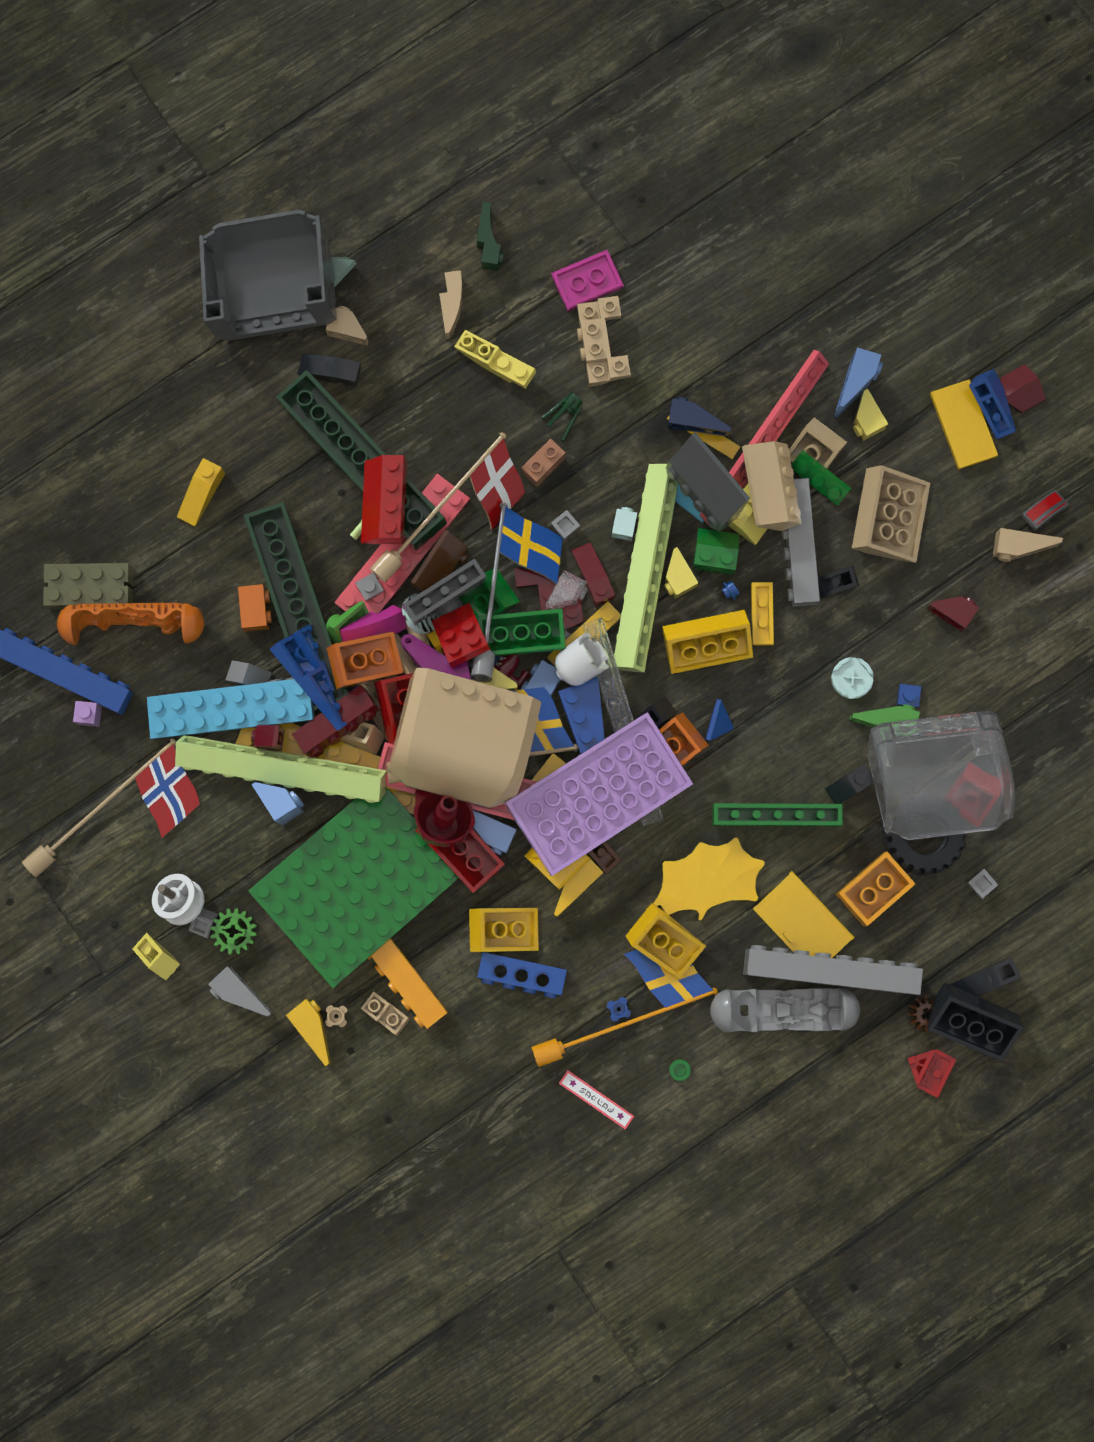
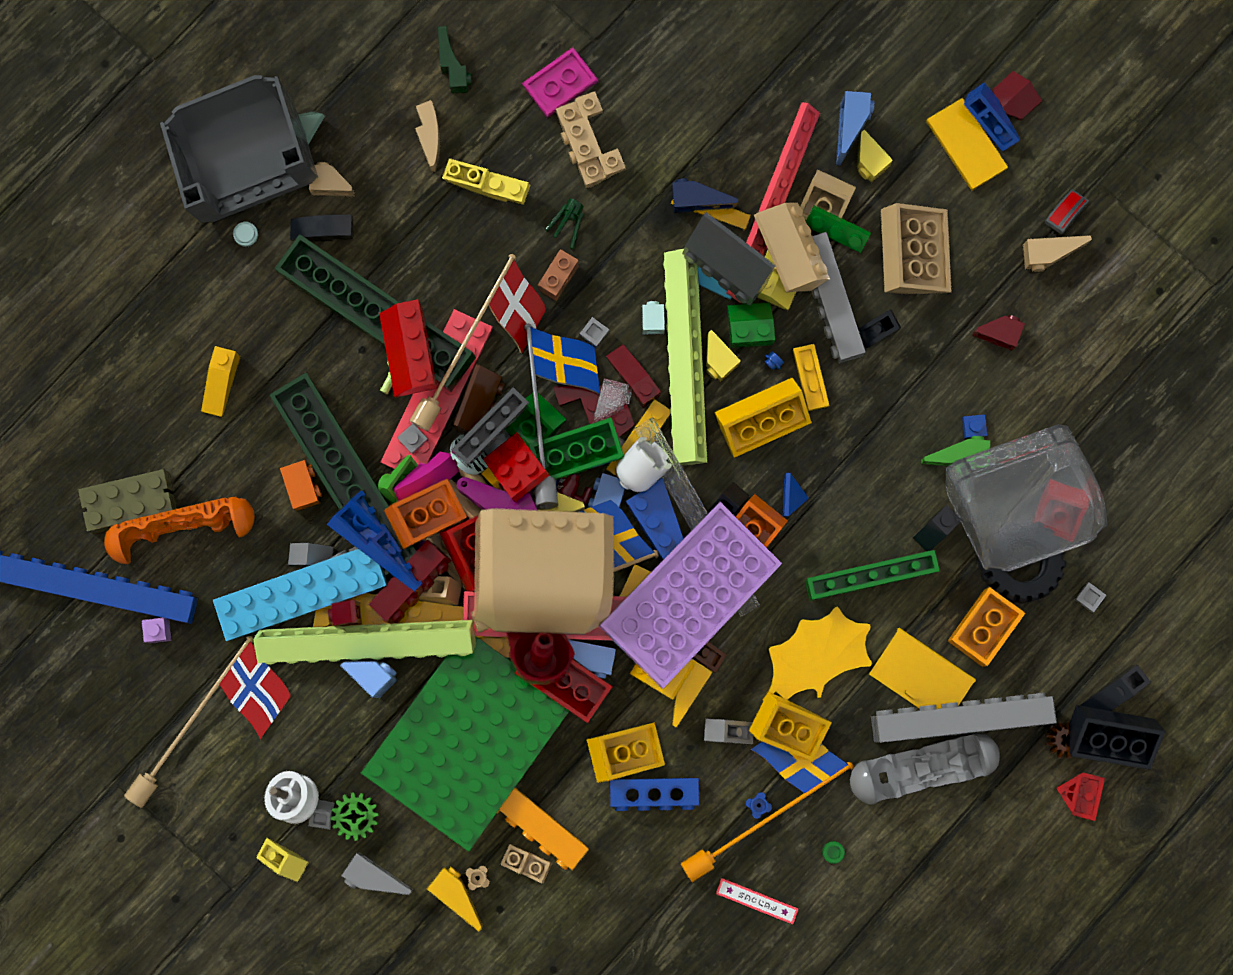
camera: 15 degrees left, 0 degrees up
(256, 358) = (245, 234): none -> light aqua piece
(605, 932) = (728, 731): none -> light grey slope
(852, 678) = (914, 421): light aqua tile -> none

